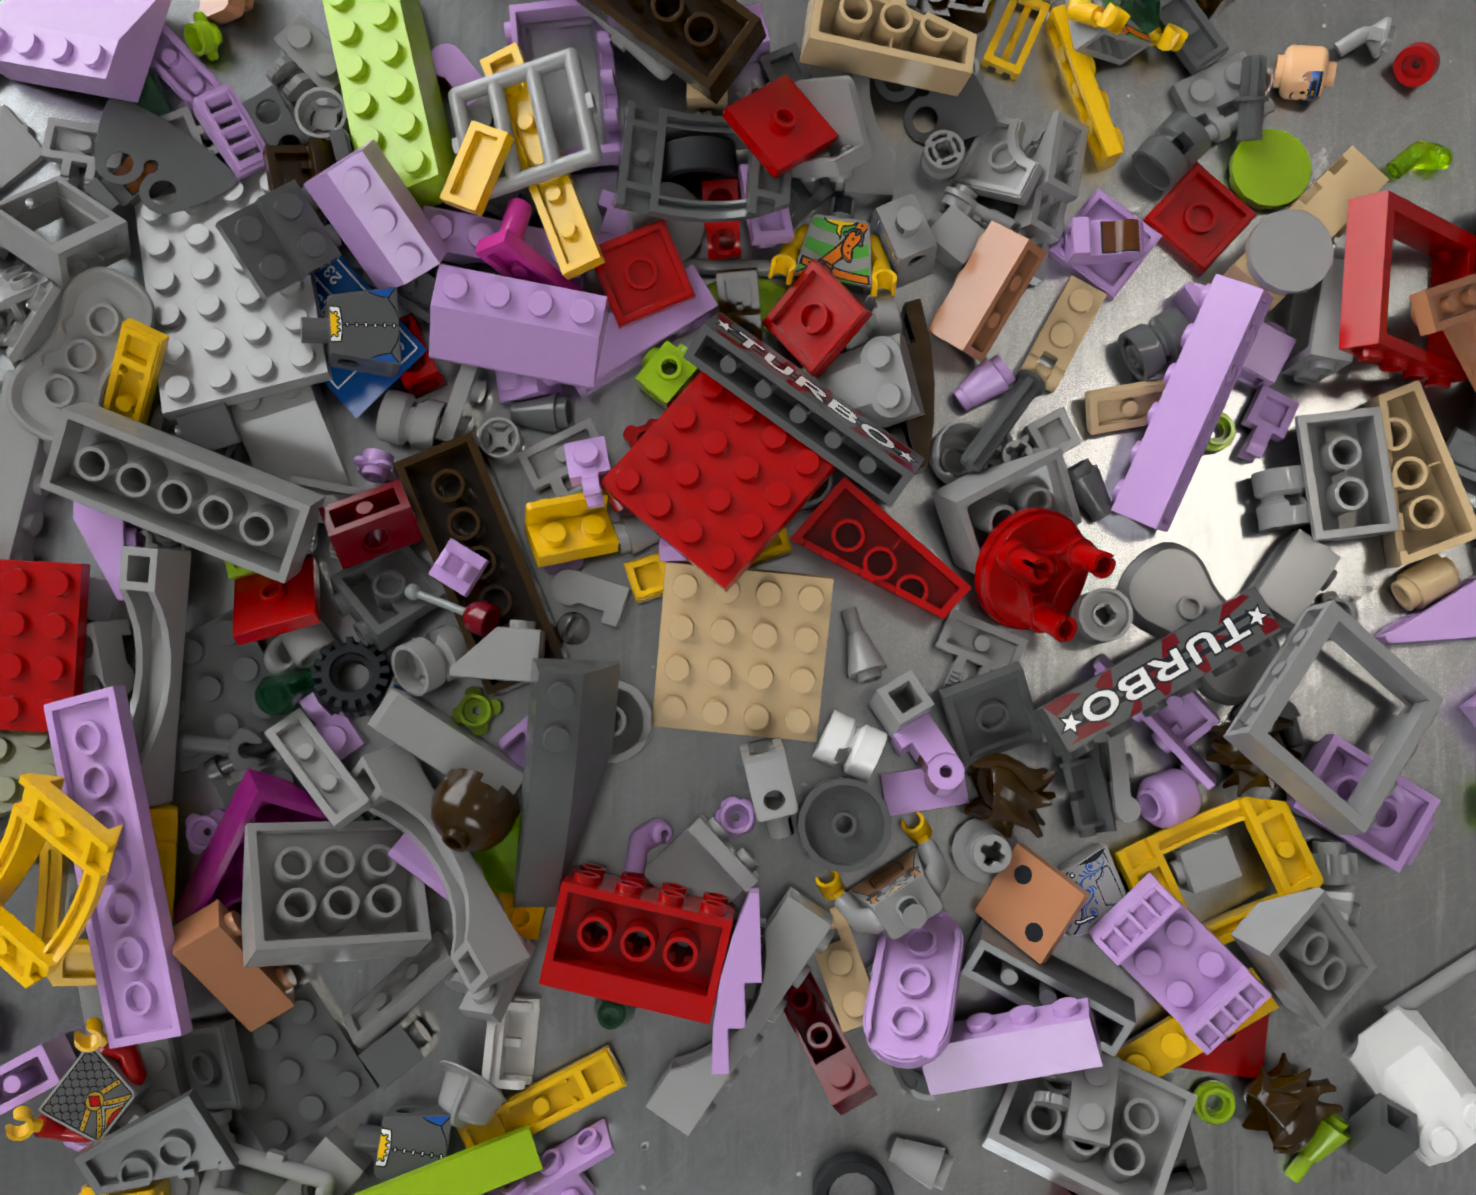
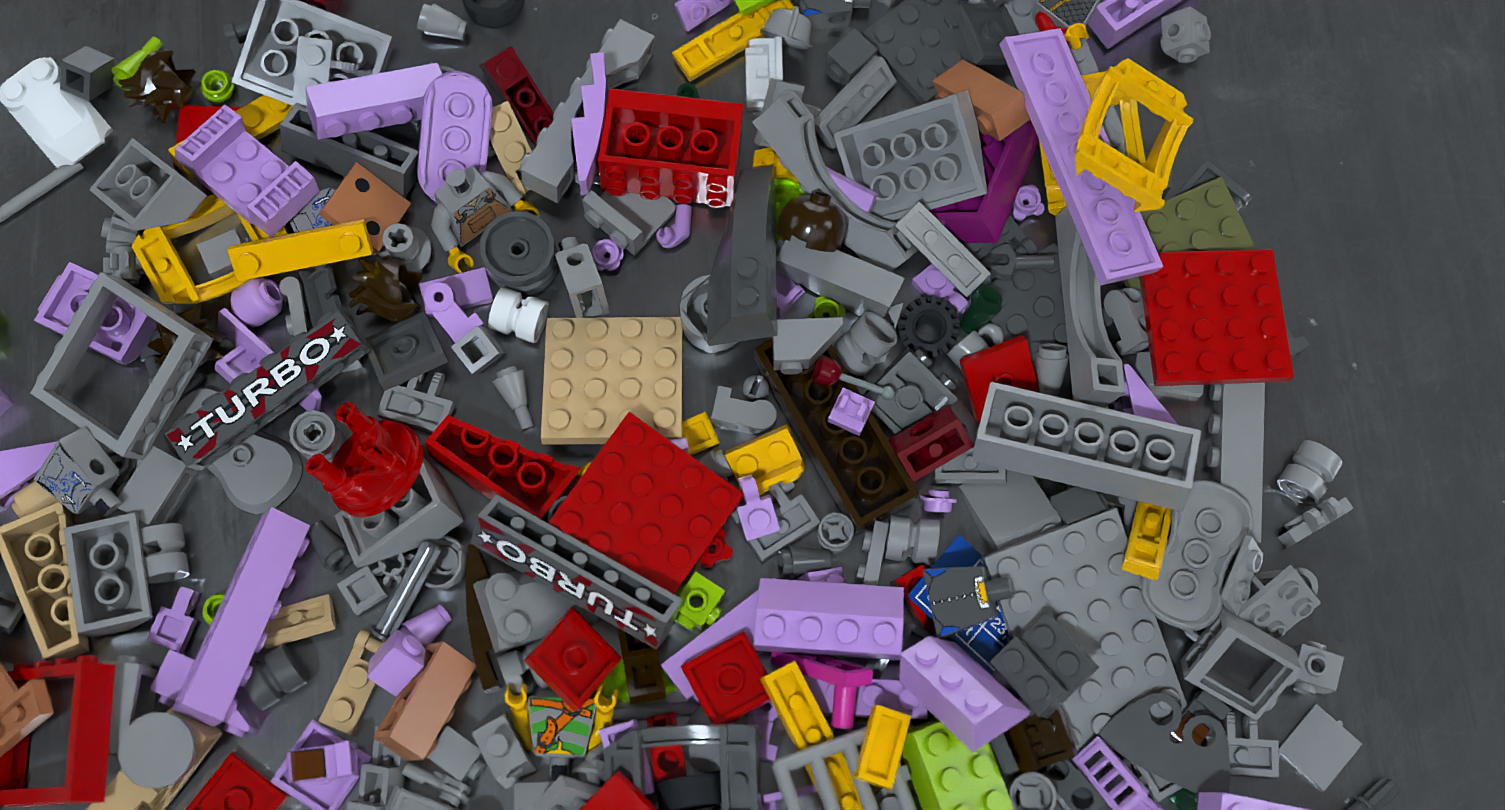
camera: 170 degrees right, 10 degrees down
(212, 607) = (1051, 367): none -> light grey cone
(808, 198) = (592, 769): none -> light grey plate
(1017, 336) = (396, 662): none -> lavender brick
(1113, 850) = (300, 250): none -> yellow plate
(1380, 590) = (80, 474): none -> light grey torso

